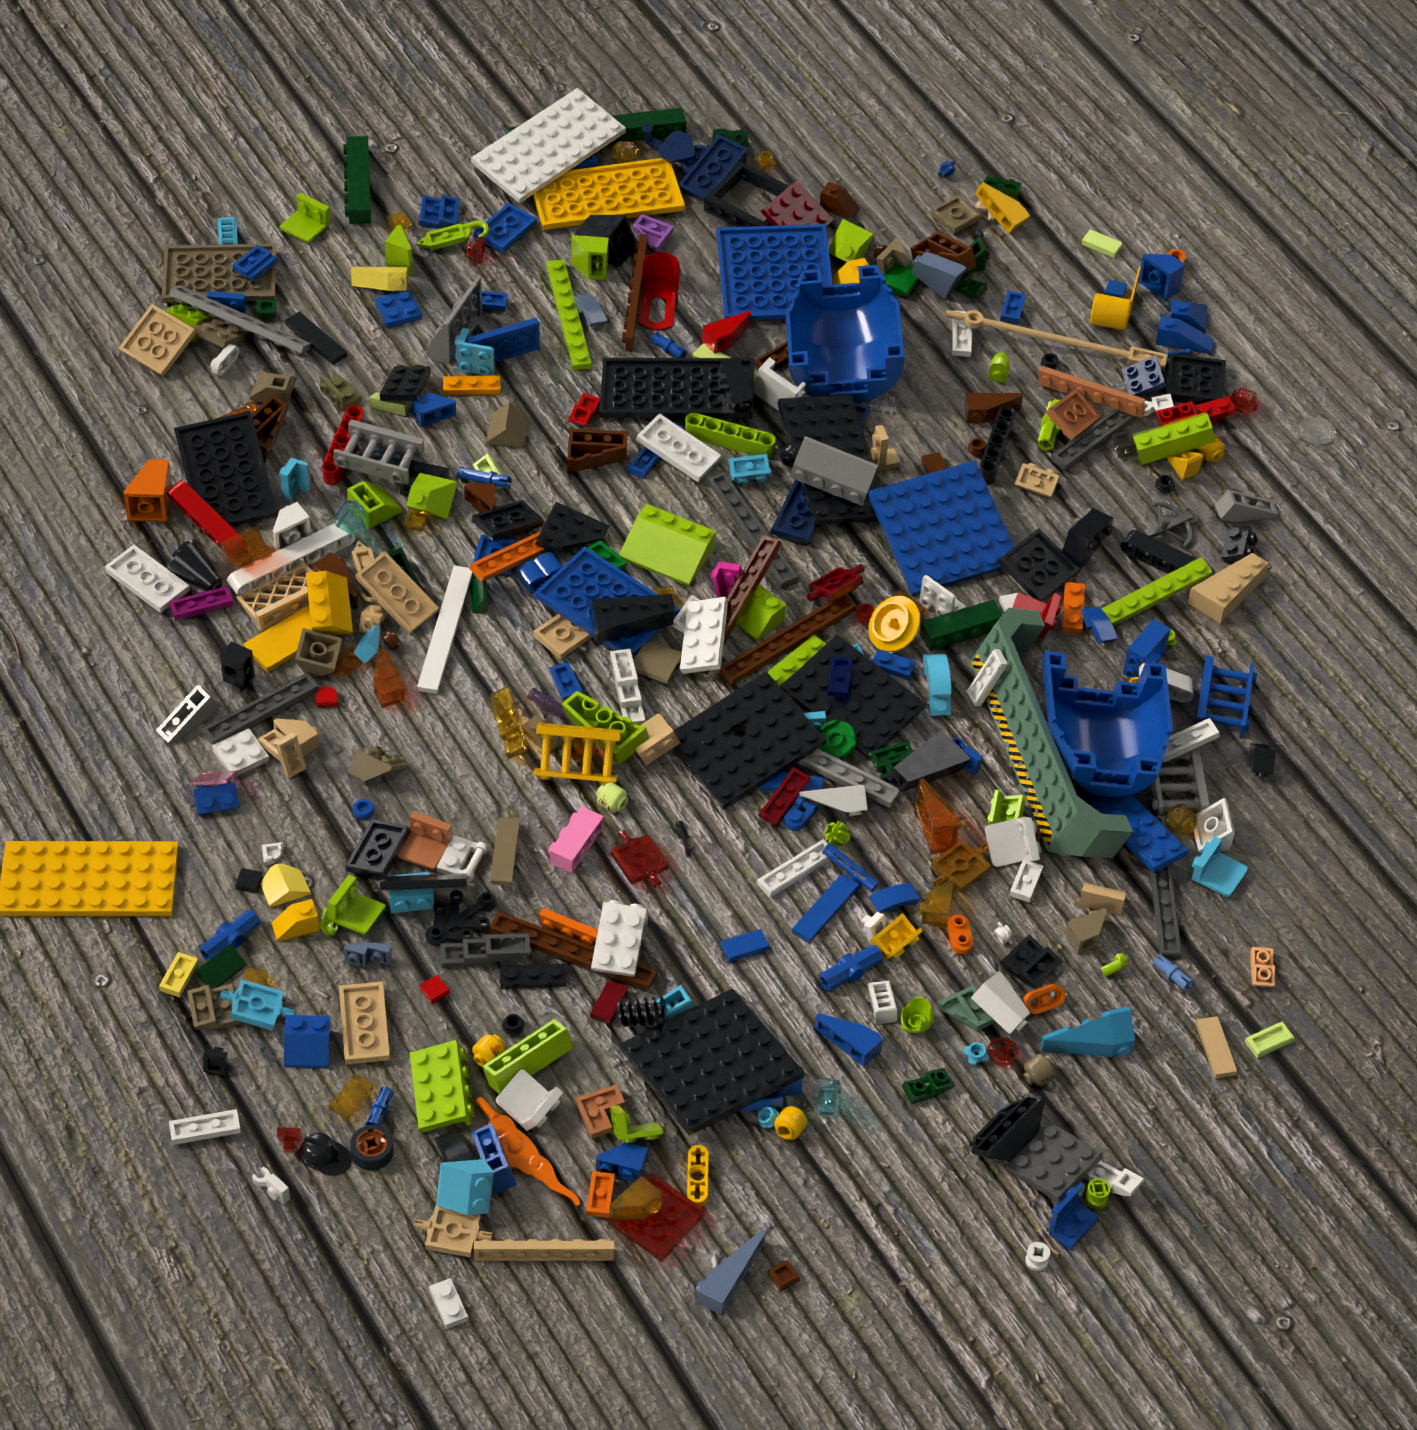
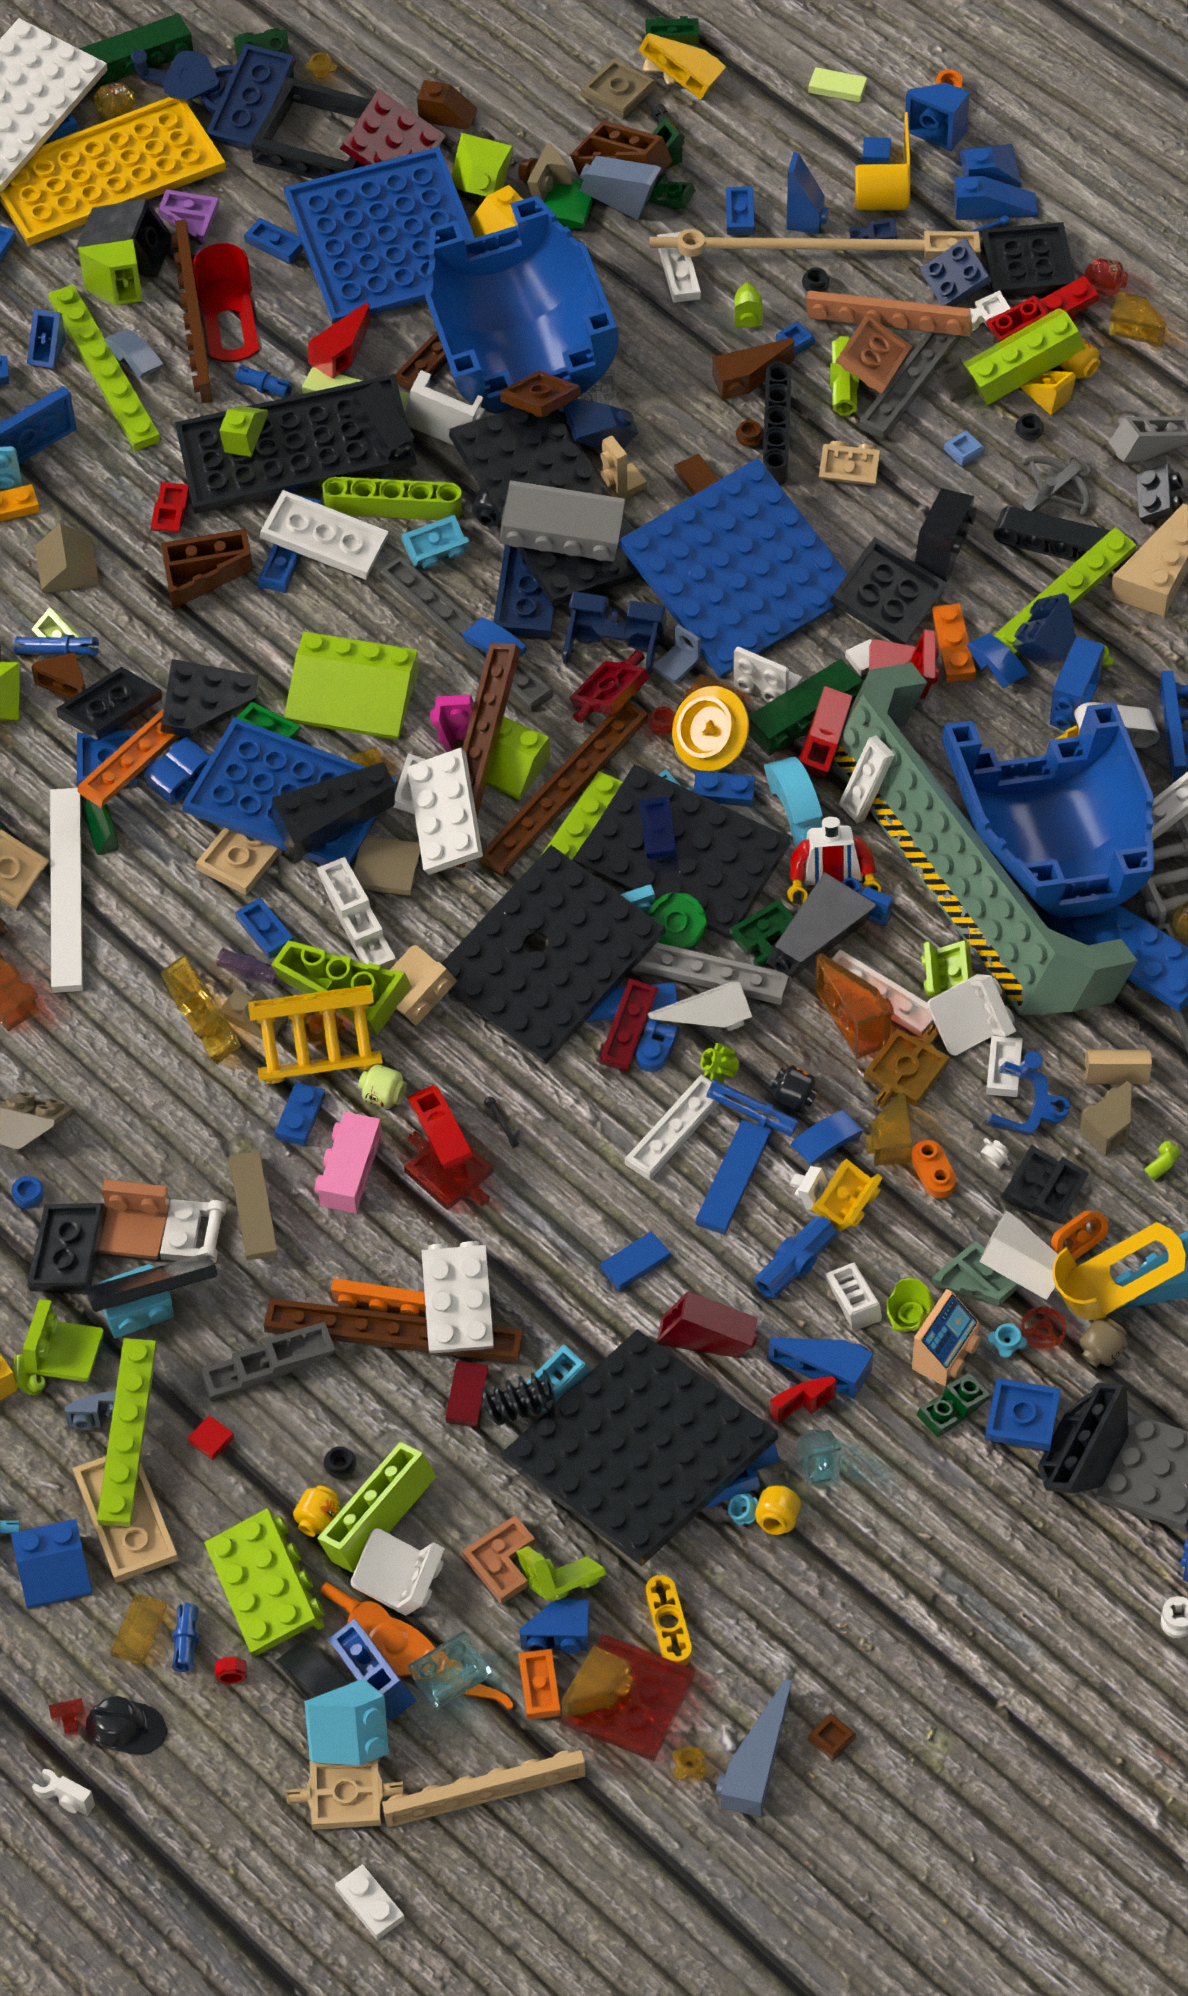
camera: 10 degrees left, 5 degrees up
(376, 1156) = (203, 1709): wheel -> none
(379, 971) = (127, 1432): none -> lime plate
(402, 1136) = (231, 1670): none -> red tile
(459, 920) = (216, 1325): black plant -> none
(532, 976) = (346, 1382): black plate -> none
(536, 288) = (46, 338): none -> blue slope
(543, 1170) = (449, 1670): none -> clear light blue bracket
(553, 802) = (300, 1114): none -> blue plate
(640, 830) = (440, 1127): none -> red slope
(644, 370) = (242, 429): none -> lime slope
(684, 1262) = (689, 1754): none -> clear yellow plate
(701, 260) = (274, 240): none -> blue plate
(768, 530) = (487, 632): none -> blue slope
(779, 997) = (707, 1327): none -> dark red slope
(833, 1055) = (809, 1394): none -> red slope
(838, 539) = (590, 622): none -> dark blue piece
(844, 390) = (540, 393): none -> reddish brown plate
(875, 414) = (595, 421): none -> dark blue slope
(882, 861) = (794, 1088): none -> black head
(888, 576) = (681, 657): none -> sand blue bracket
(933, 1042) = (945, 1340): none -> slope
(947, 168) = (586, 21): blue plate -> none
(952, 719) = (831, 851): none -> torso
(969, 643) = (825, 732): none -> slope
(971, 827) = (908, 1009): none -> white plate
(972, 1102) = (1023, 1414): none -> blue plate
(1029, 394) = (802, 337): none -> blue tile
(1040, 1031) = (1090, 1288): none -> yellow piece
(1045, 910) = (1043, 1104): none -> blue piece
(1056, 308) = (804, 199): none -> blue slope
(1105, 339) = (876, 230): none -> dark blue plate
(1117, 488) = (964, 448): none -> medium blue tile
(1136, 612) = (1047, 632): none -> dark blue slope
(1256, 432) = (1137, 320): none -> clear yellow slope

